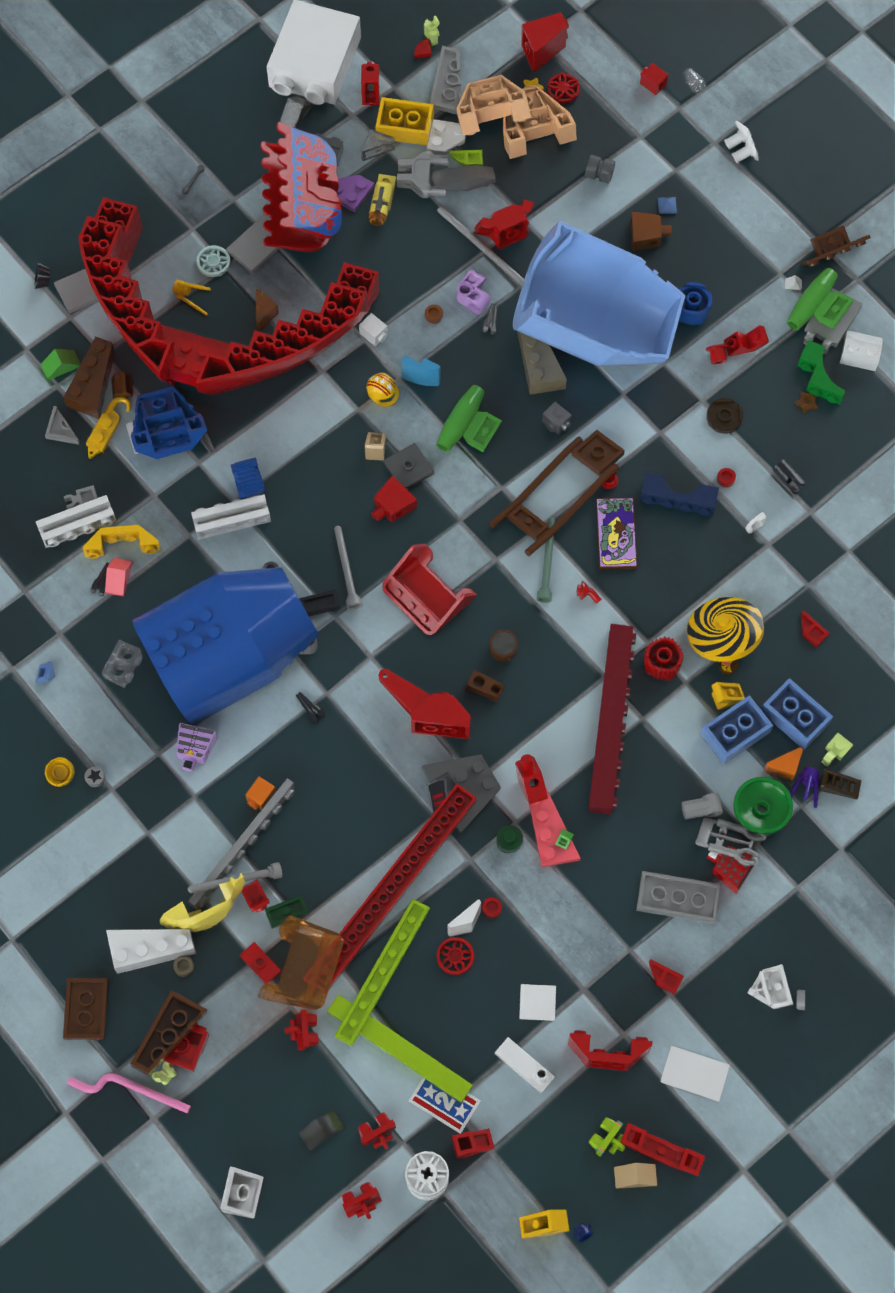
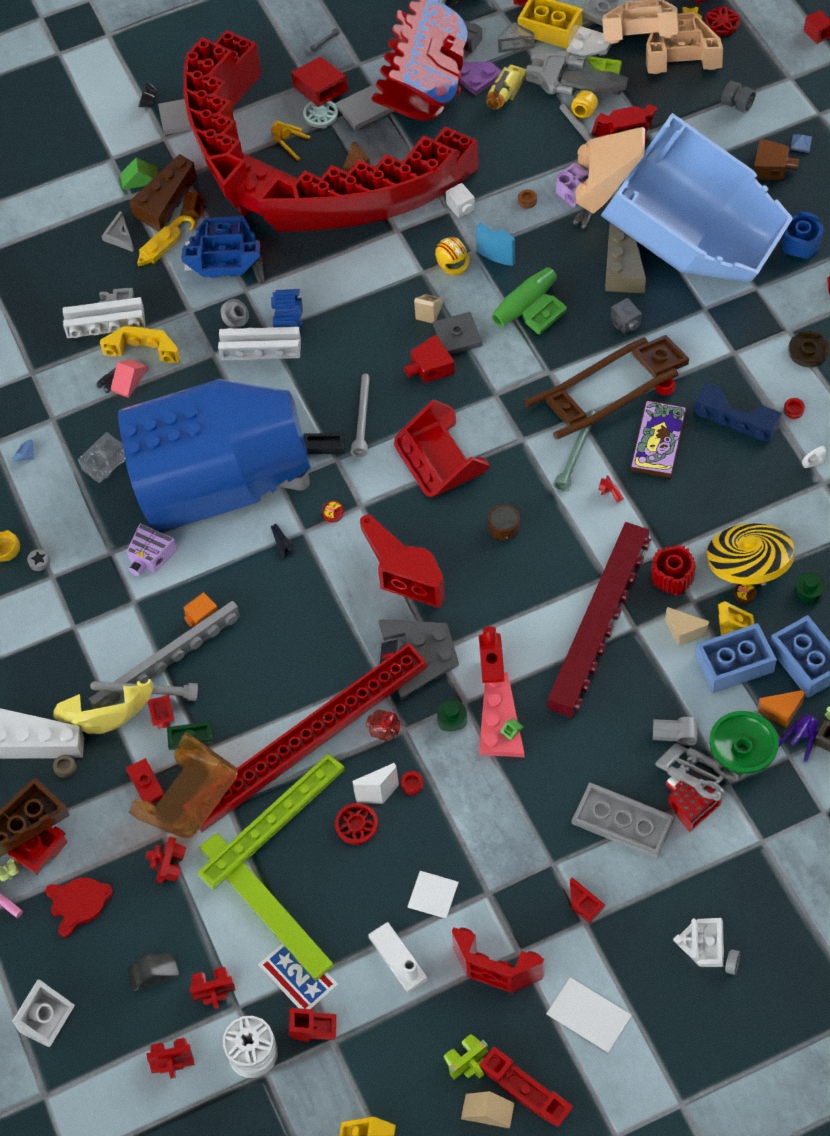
camera: 20 degrees right, 10 degrees down
(198, 491) = (234, 313): none -> light grey plate
(204, 229) = (319, 81): none -> red brick
(237, 1085) = (78, 902): none -> red tile
(347, 669) = (332, 511): none -> tile
(453, 862) = (383, 725): none -> clear red head
(460, 204) = (584, 104): none -> yellow head
(484, 686) = (470, 557): reddish brown leg -> none
(508, 268) = (609, 164): none -> light nougat wedge
(685, 709) = (685, 626): none -> tan slope
(718, 353) = (816, 286): red piece -> none
(782, 648) = (810, 588): none -> dark green piece

